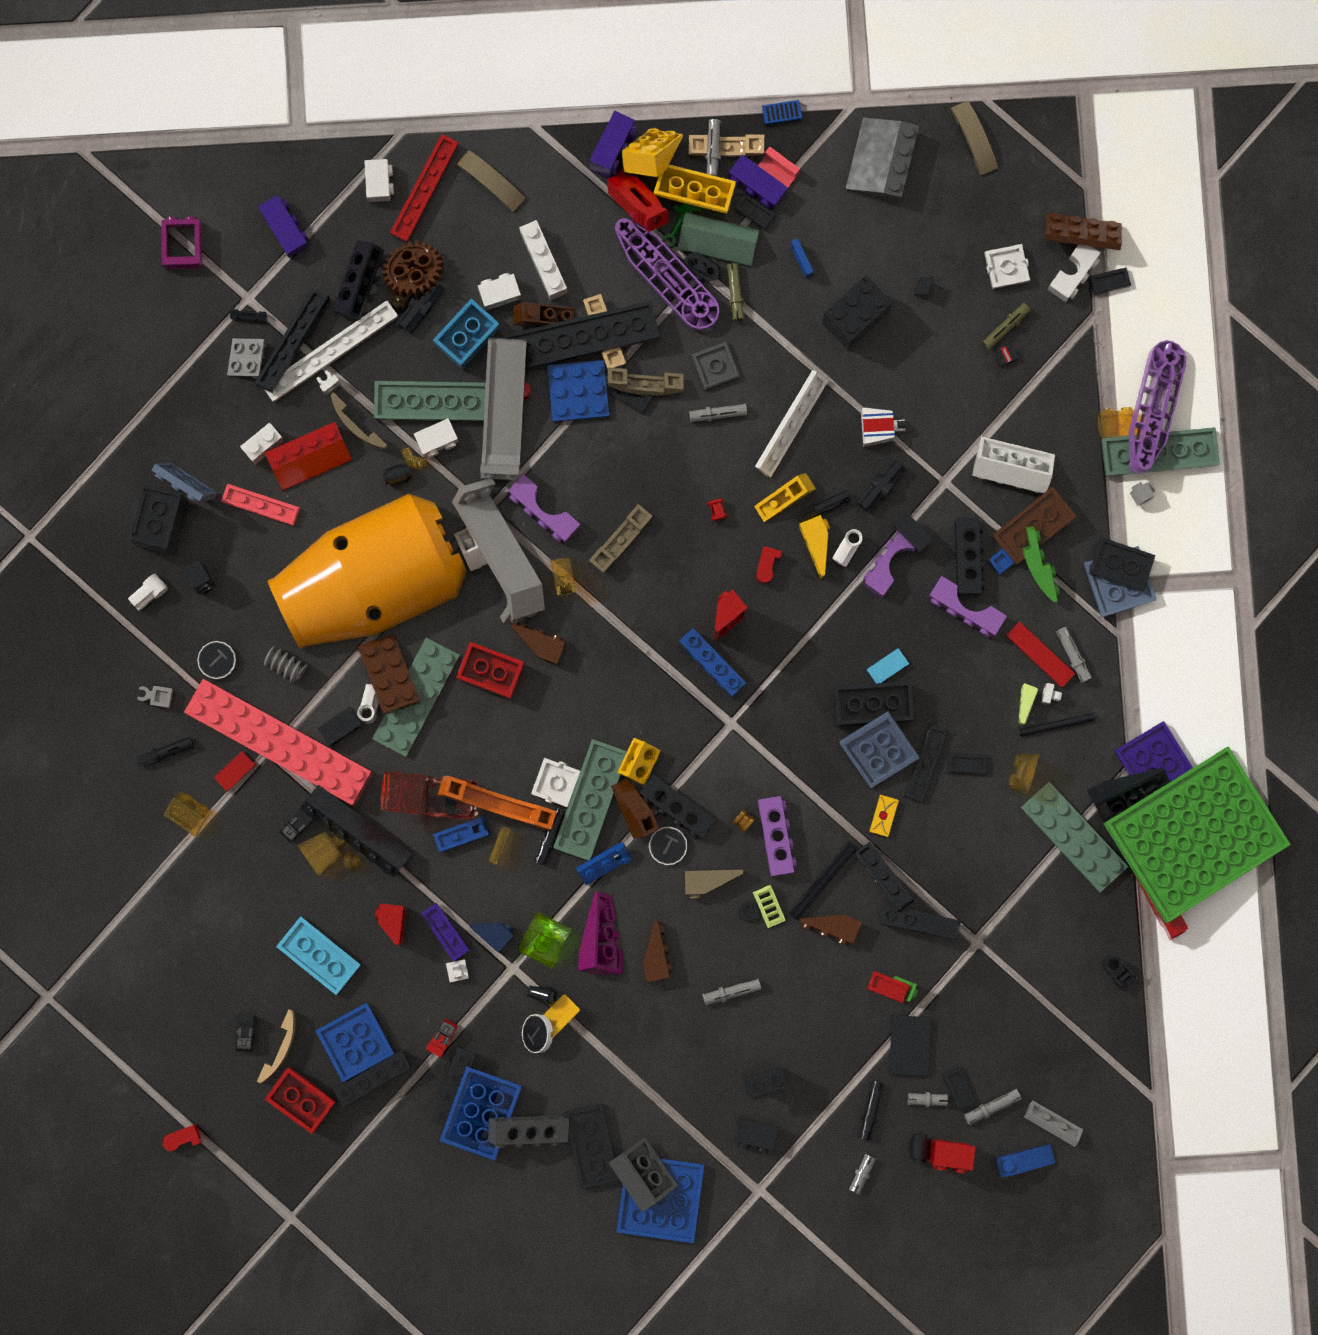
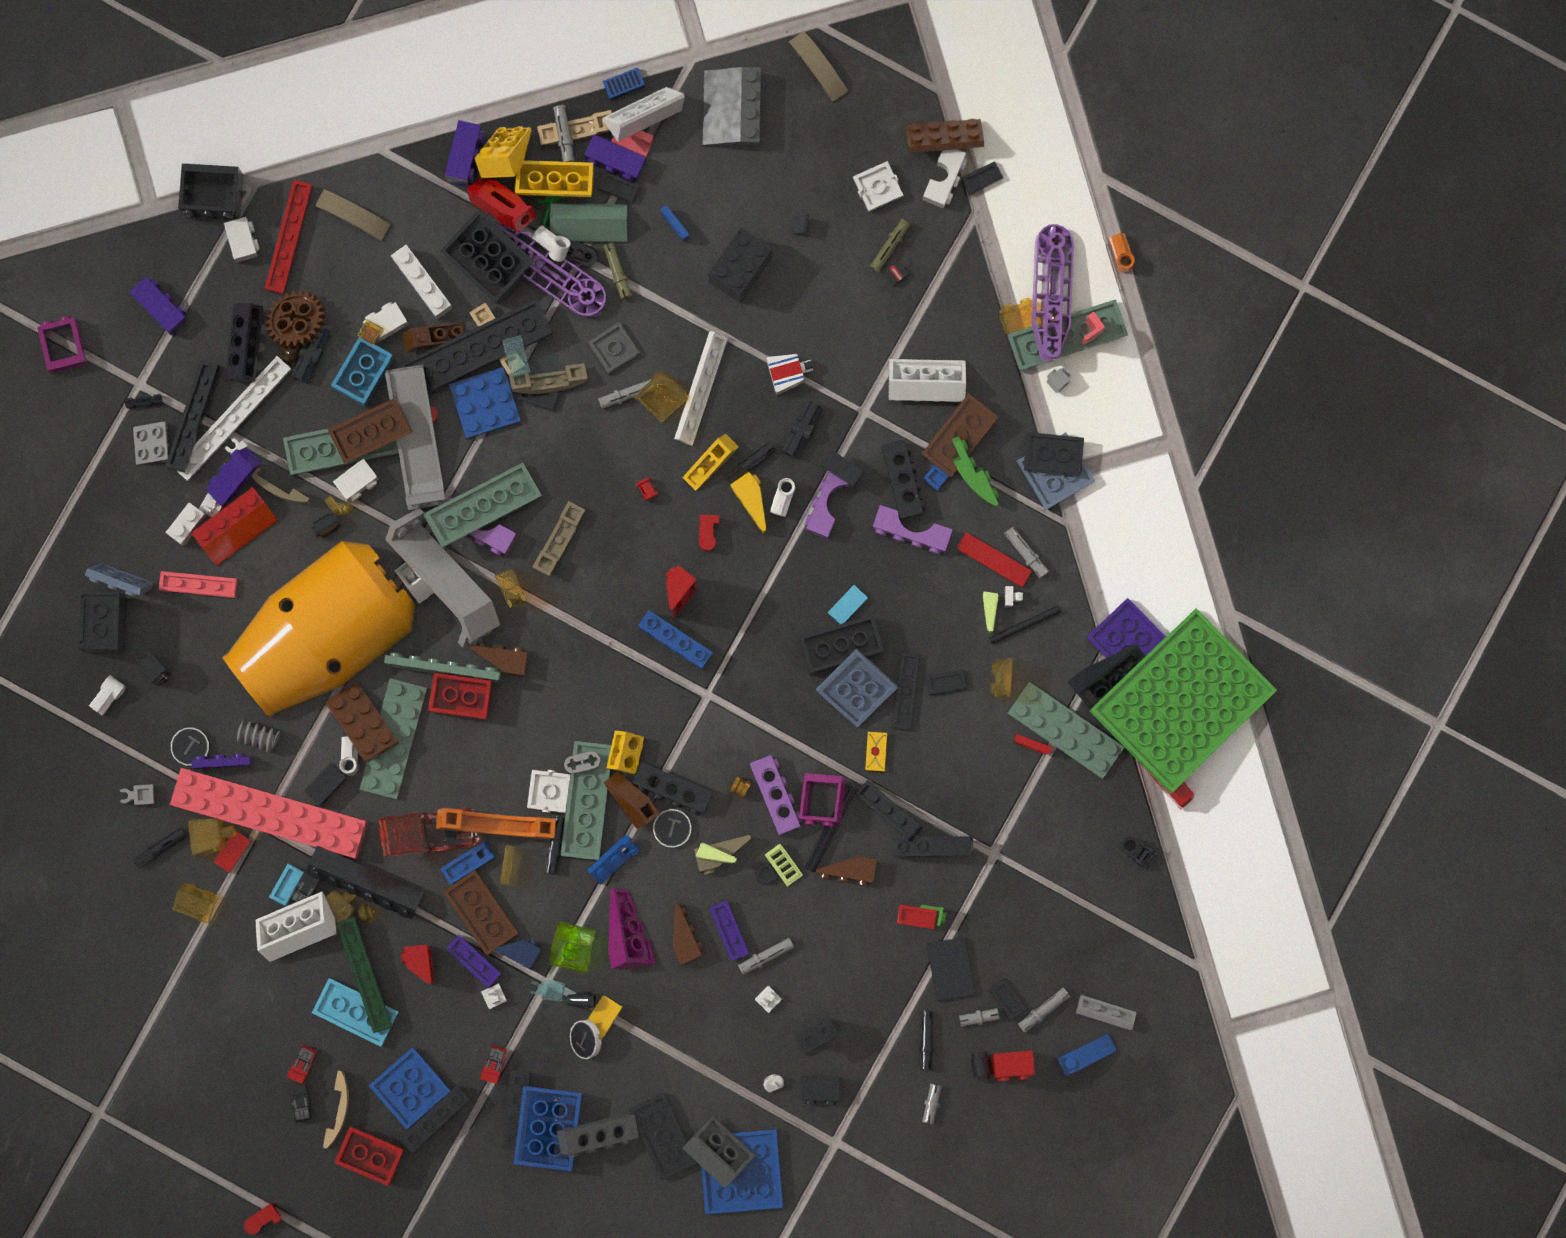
camera: 10 degrees left, 0 degrees up
(215, 751) = (208, 836): none -> clear yellow torso
(242, 681) = (220, 761): none -> dark purple plate
(255, 995) = (302, 1064): none -> leg
(278, 859) = (295, 927): none -> white slope
(280, 816) = (286, 884): none -> medium azure tile
(290, 431) = (210, 506): none -> white tile
(318, 406) = (233, 475): none -> dark purple brick
(335, 921) = (364, 975): none -> dark green tile
(358, 127) = (210, 191): none -> black container
(461, 392) = (370, 430): none -> reddish brown plate
(462, 886) = (480, 912): none -> reddish brown plate
(472, 635) = (435, 666): none -> sand green plate
(482, 297) = (370, 332): none -> clear yellow tile
(514, 977) = (550, 990): none -> clear light blue plate
(553, 489) = (482, 505): none -> sand green plate
(594, 756) = (580, 758): none -> light grey beam
(613, 249) = (487, 257): none -> black slope
(619, 352) = (516, 356): none -> clear light blue tile
(682, 253) = (556, 245): none -> white piece
(700, 879) = (710, 853): none -> yellowish green slope
(701, 958) = (729, 930): none -> dark purple plate
(711, 1117) = (773, 1082): none -> white piece
(724, 1034) = (768, 999): none -> white tile
(752, 422) = (662, 395): none -> clear yellow slope
(796, 145) = (644, 113): none -> white slope
(826, 832) = (825, 780): none -> magenta window
(1038, 843) = (1033, 745): none -> red tile
(1191, 449) = (1095, 326): none -> coral panel
(1231, 382) = (1121, 251): none -> orange piece

